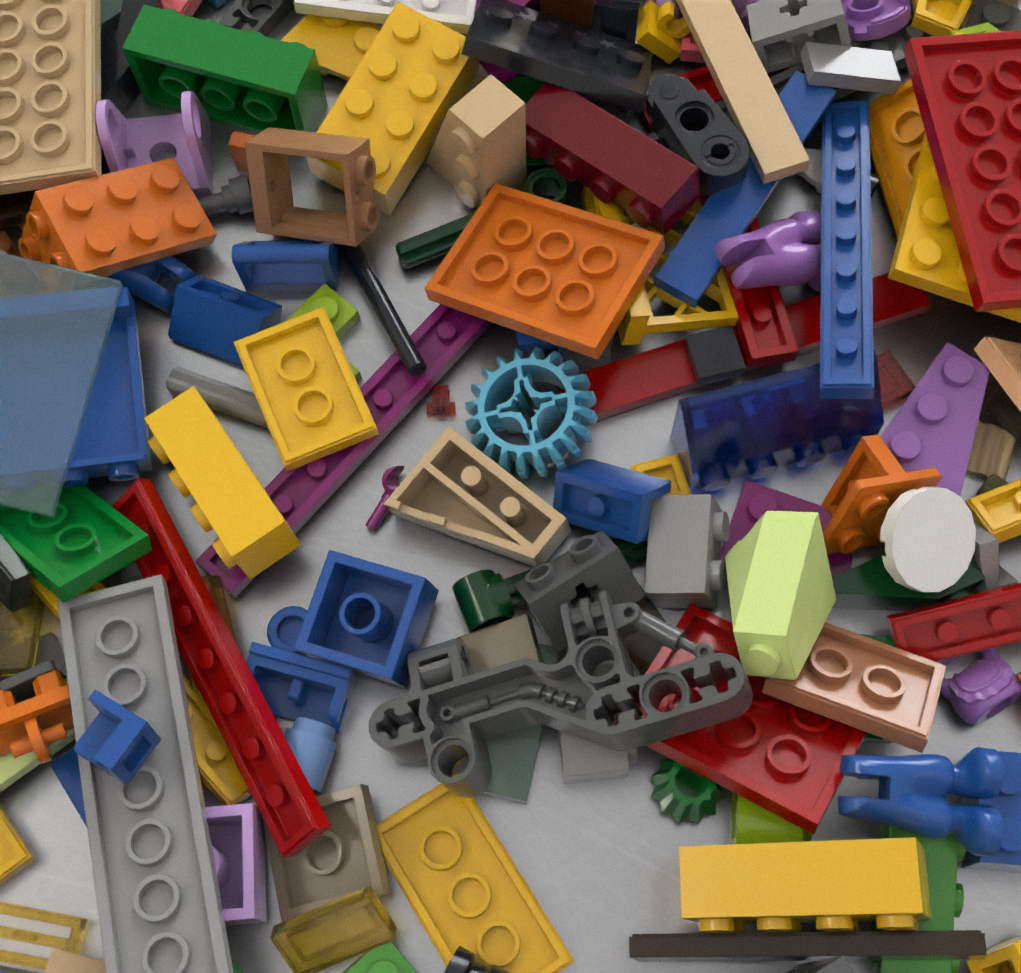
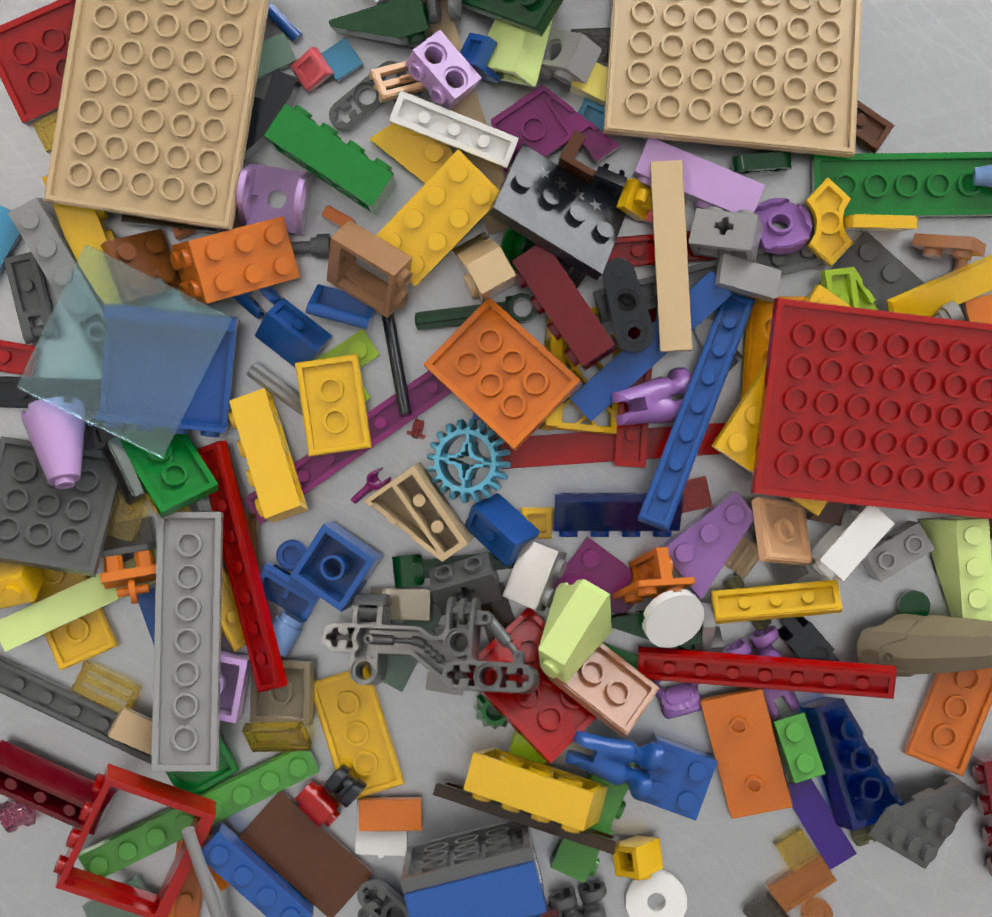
camera: 10 degrees right, 20 degrees up
(116, 739) = (177, 613): blue panel -> none
(714, 355) = (594, 452): black tile -> none

